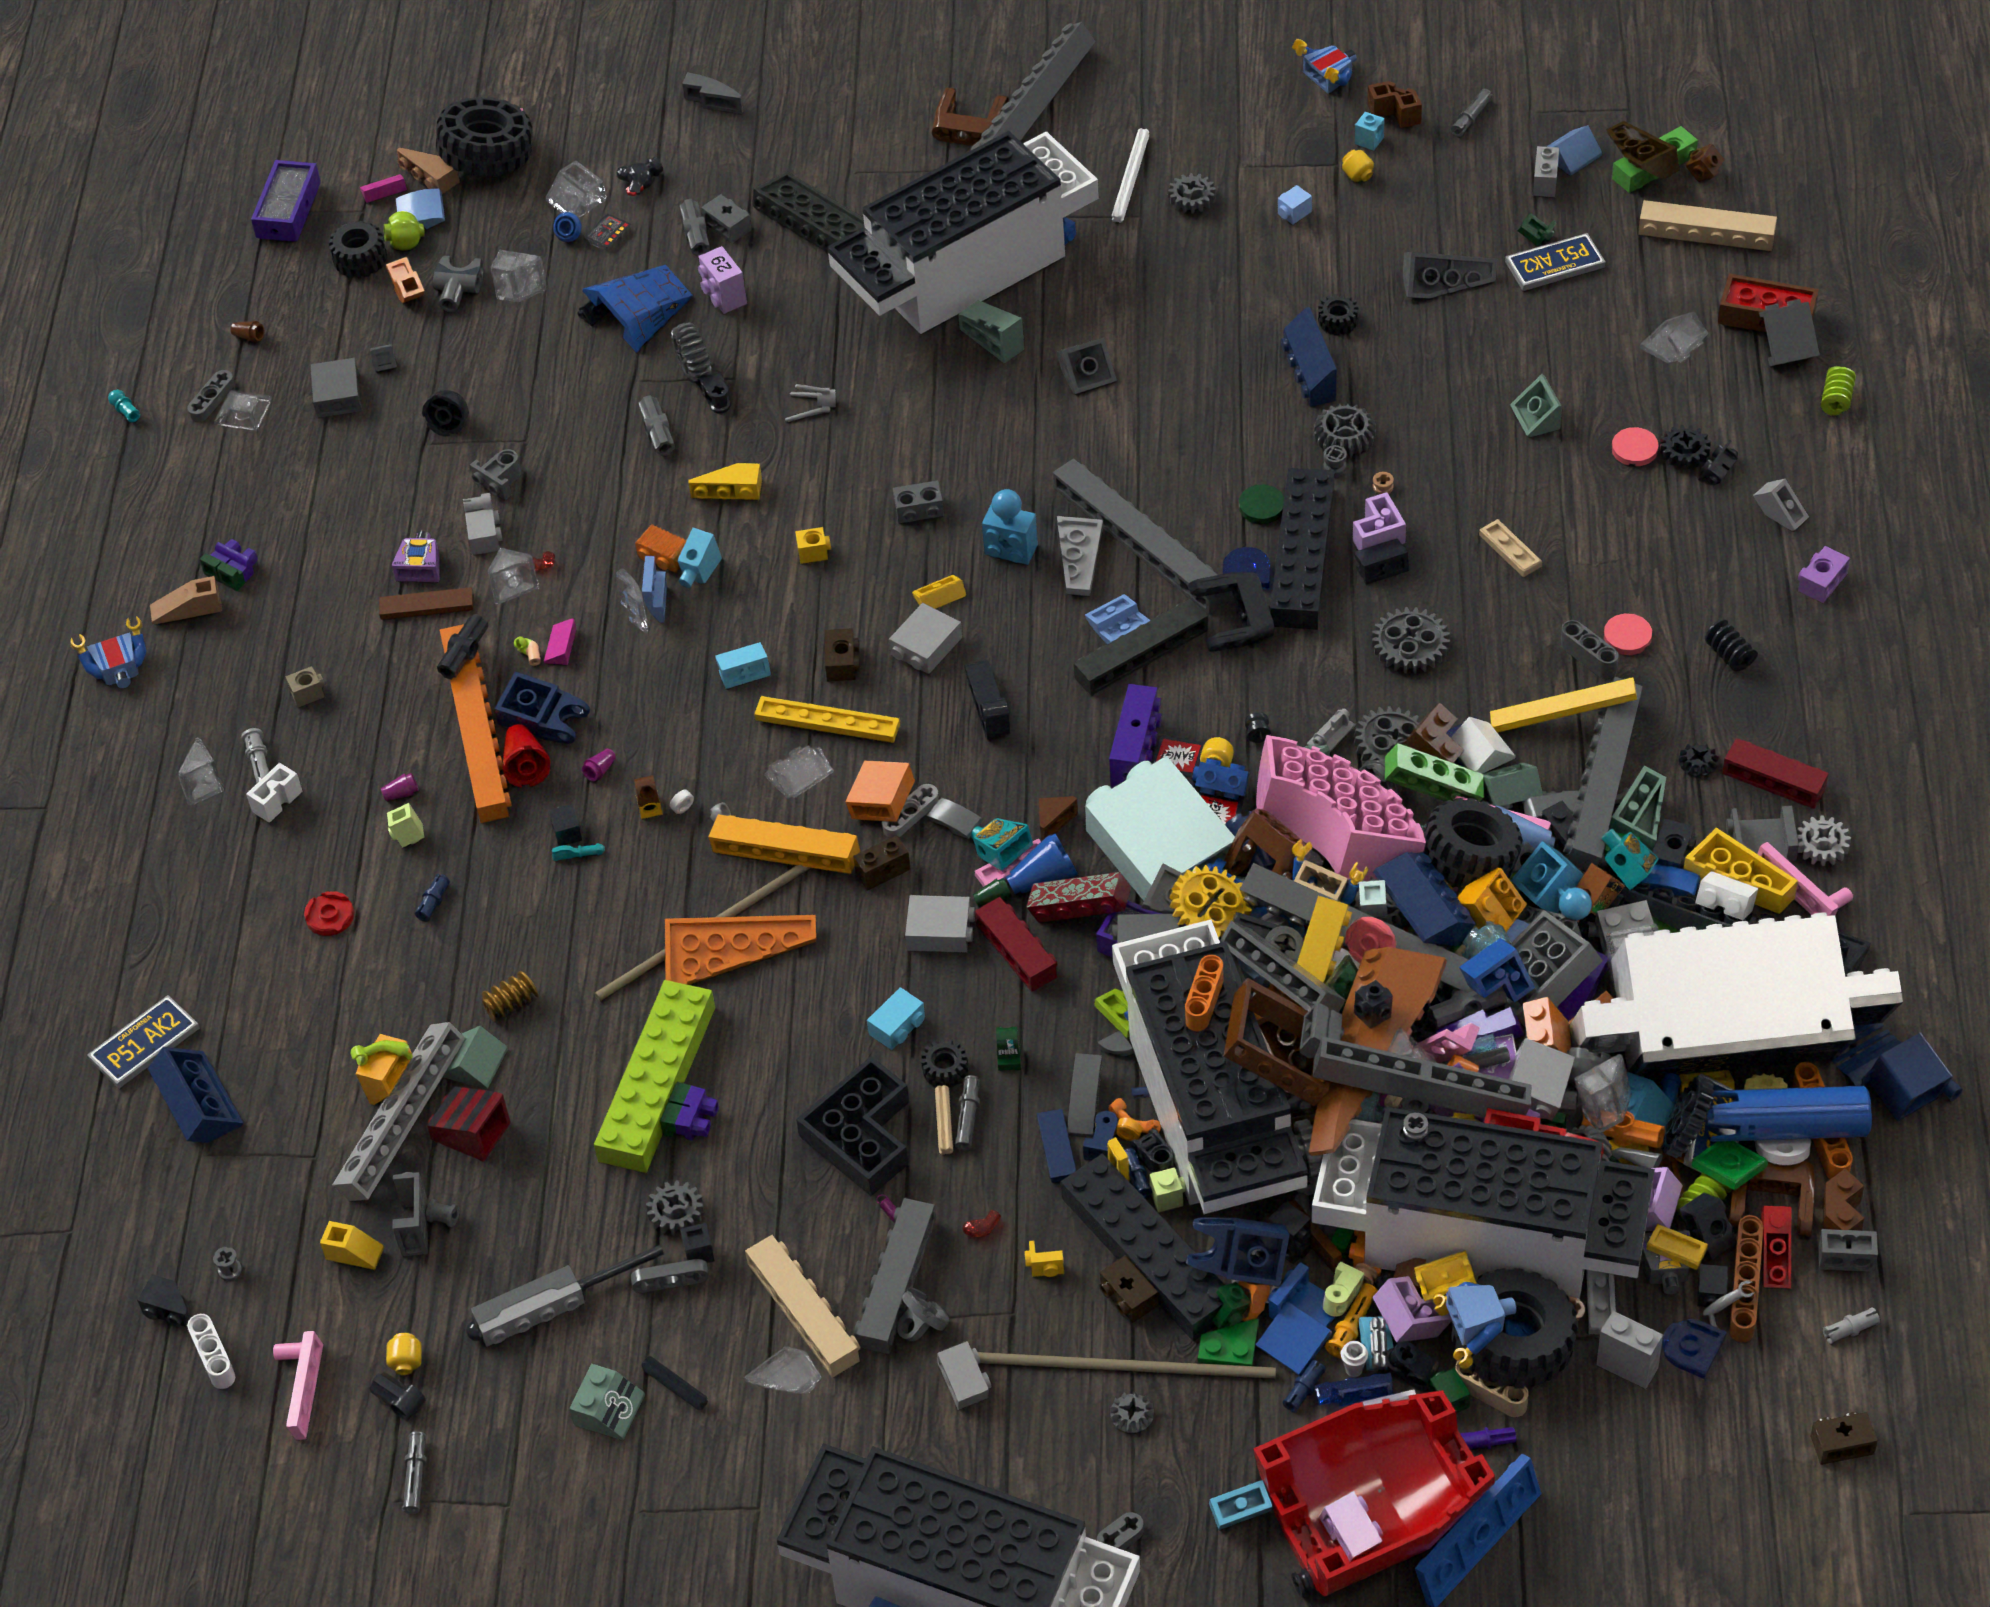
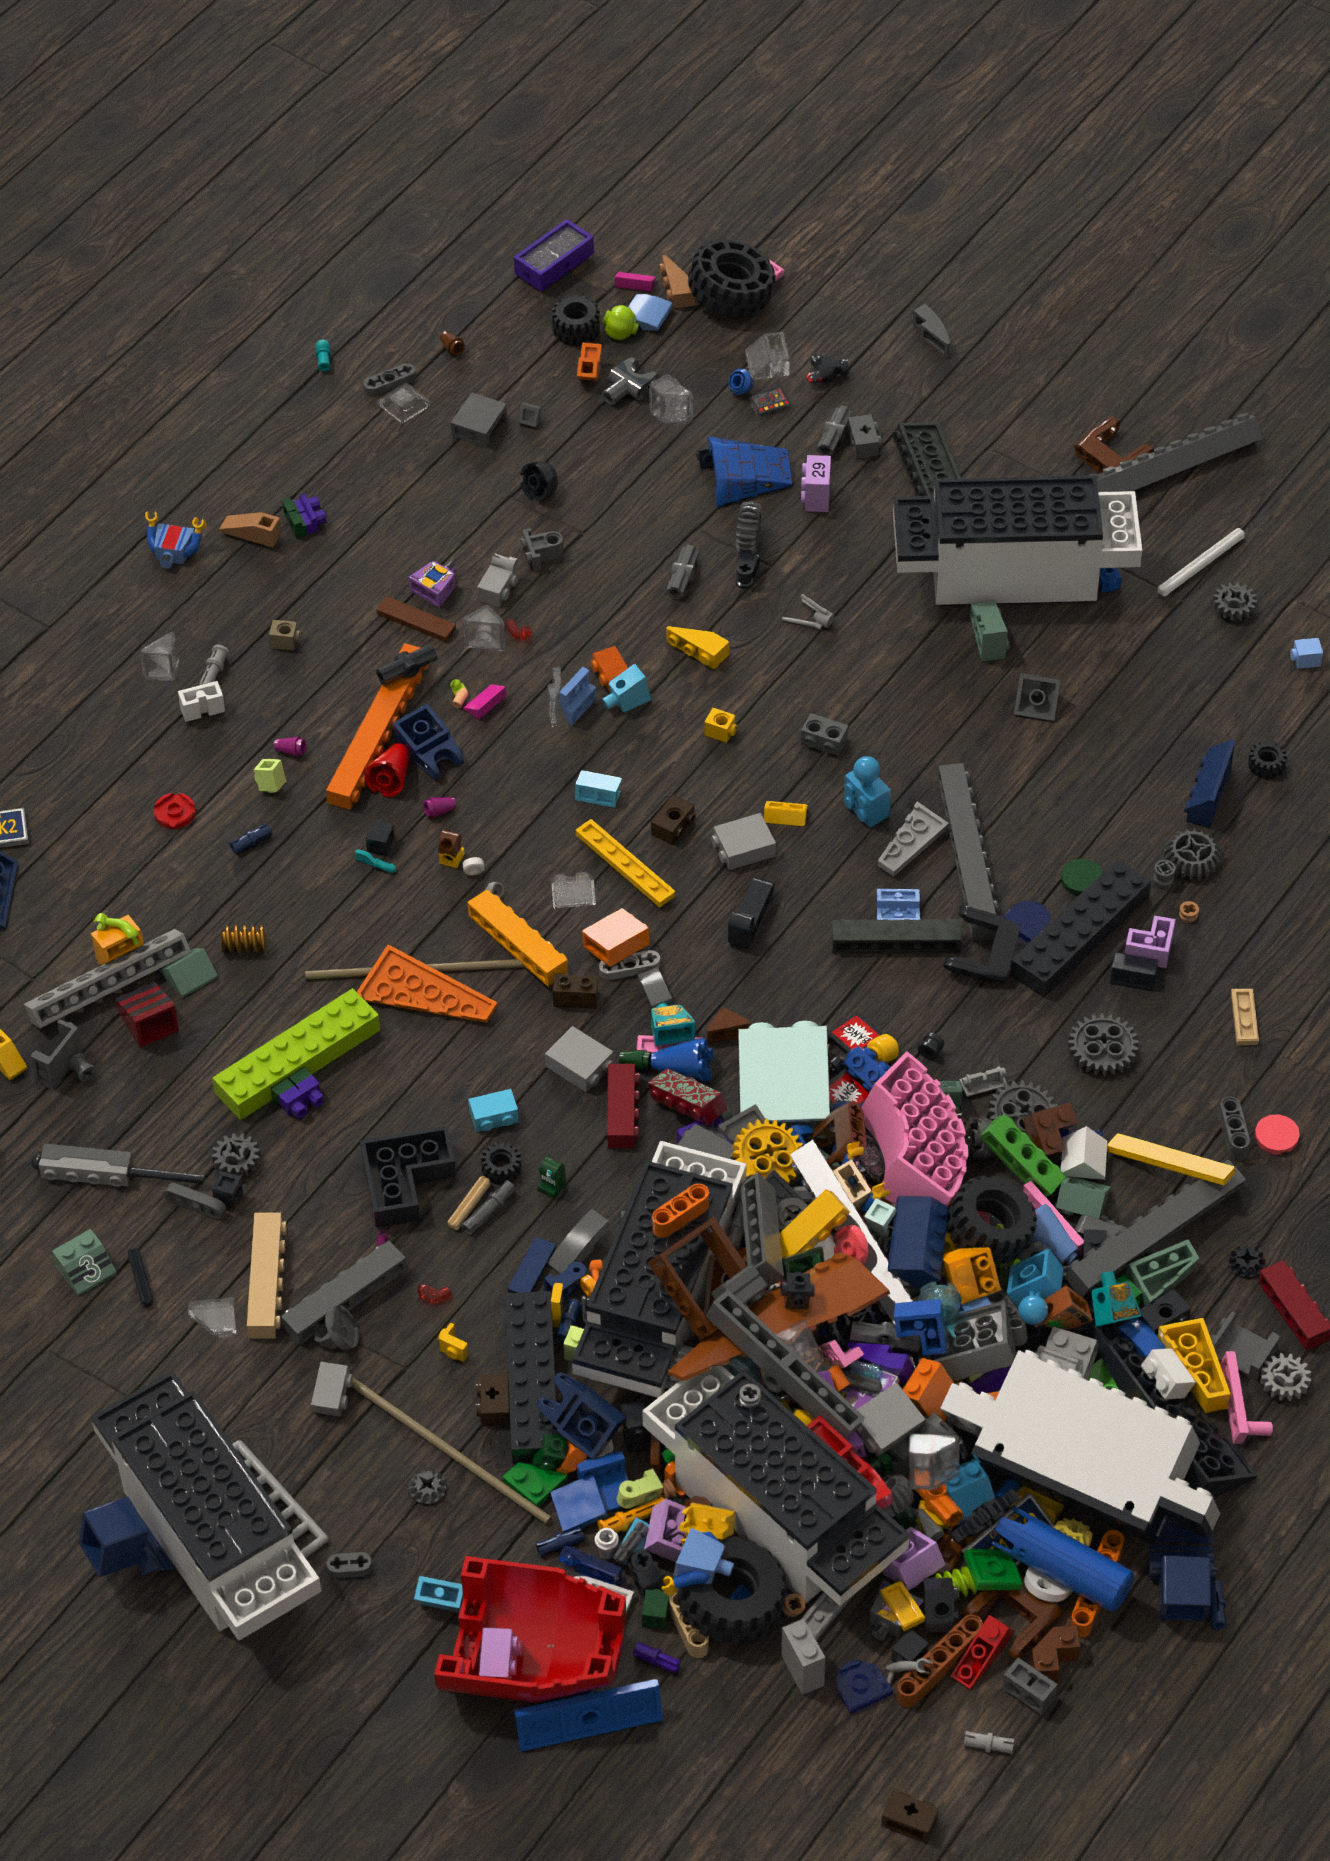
camera: 30 degrees right, 0 degrees up
(1135, 731) = (833, 996): dark purple brick -> none

